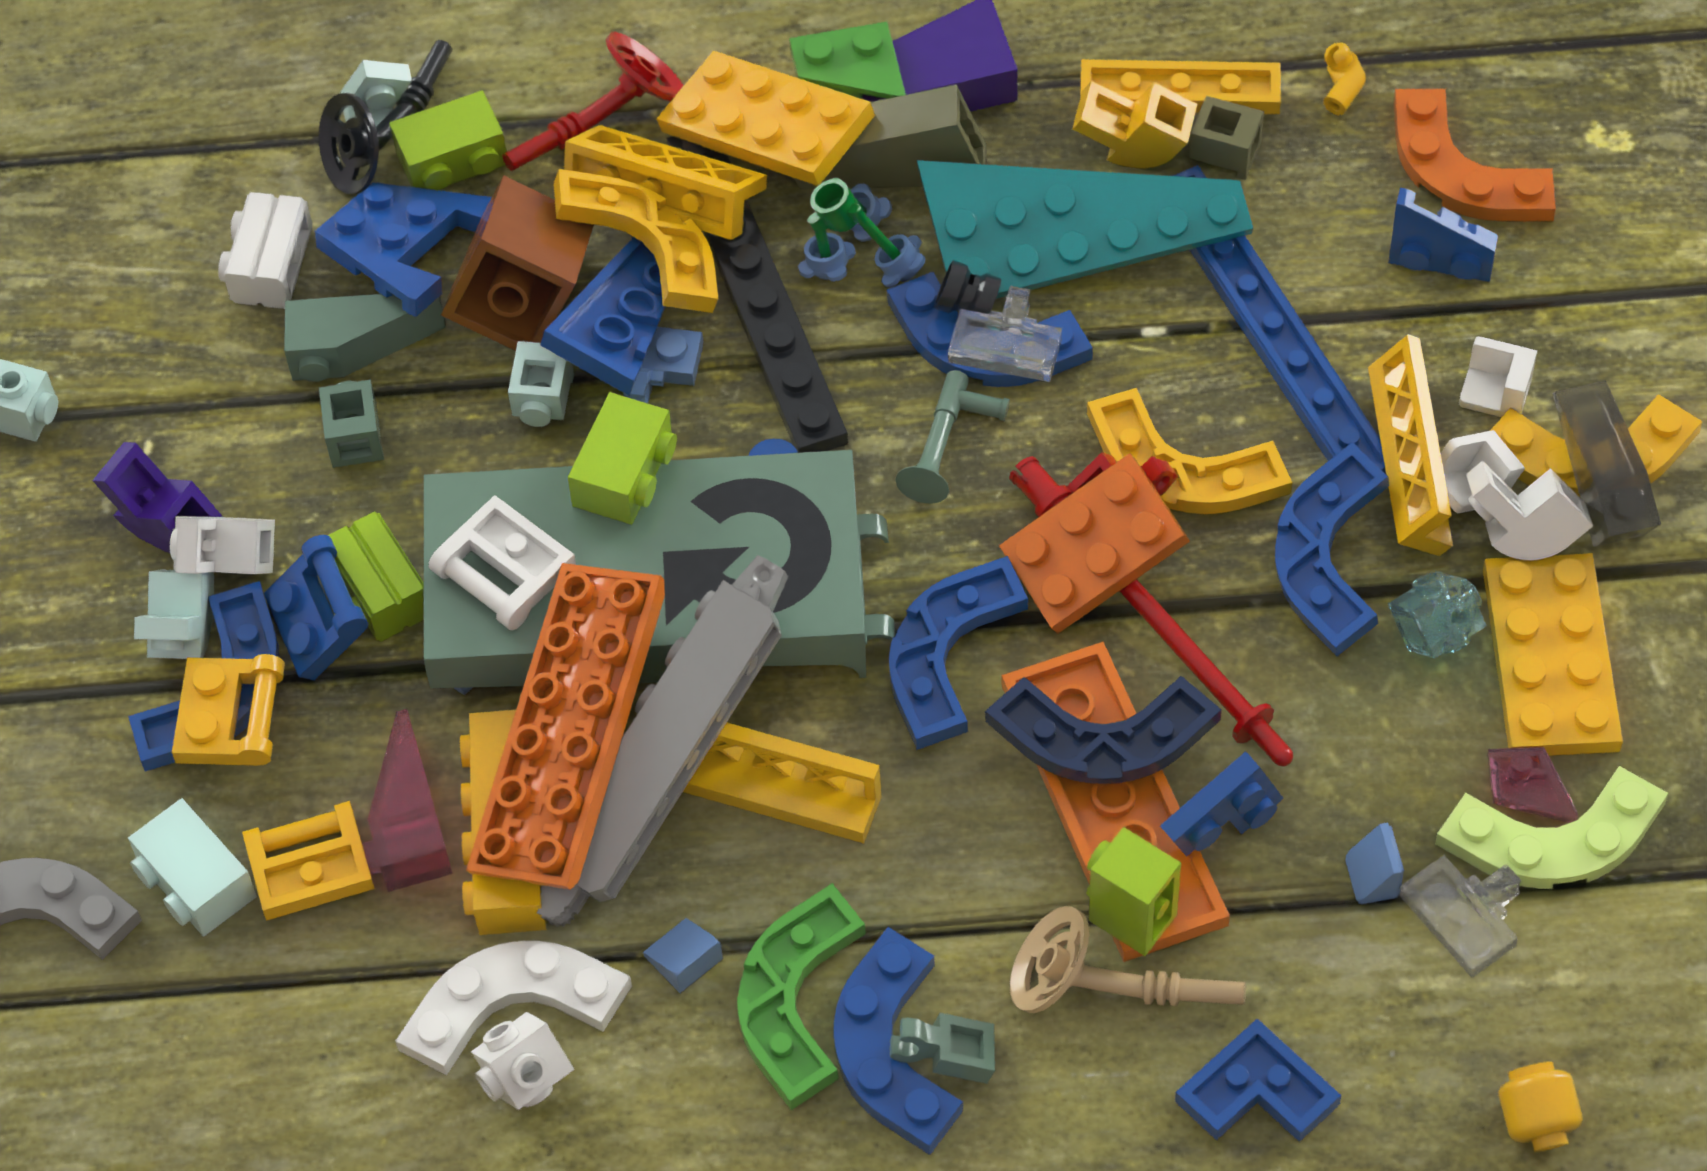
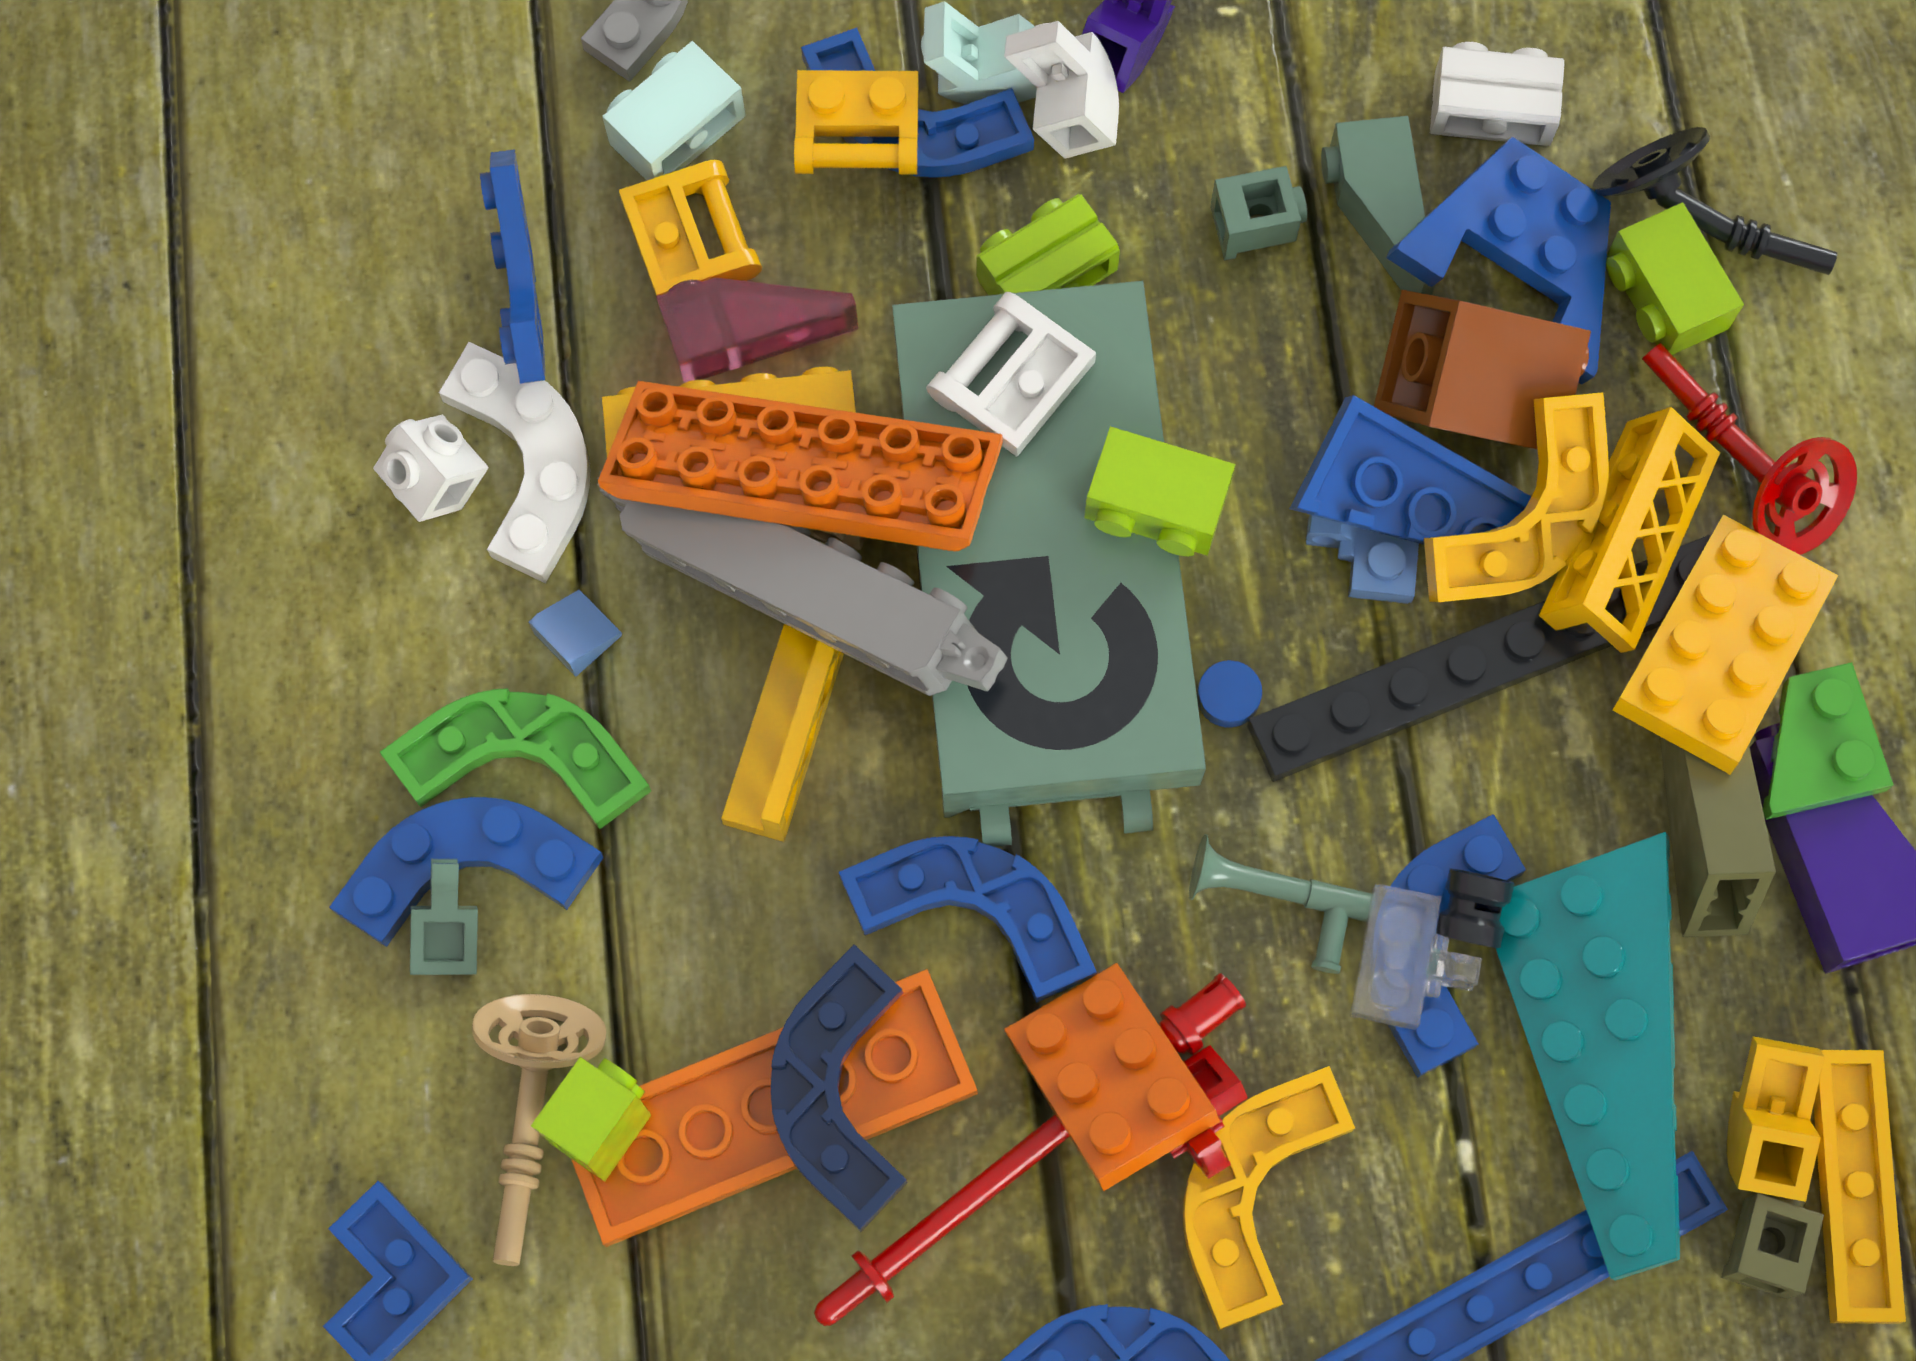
camera: 85 degrees right, 15 degrees up
(303, 612) = (994, 196): blue plate -> none
(313, 996) = (511, 247): none -> blue plate
(378, 86) = (1728, 183): light aqua bracket -> none
(539, 391) = (1307, 397): light aqua brick -> none
(860, 211) = (1554, 740): plant -> none
(1236, 795) = (731, 1245): blue plate -> none

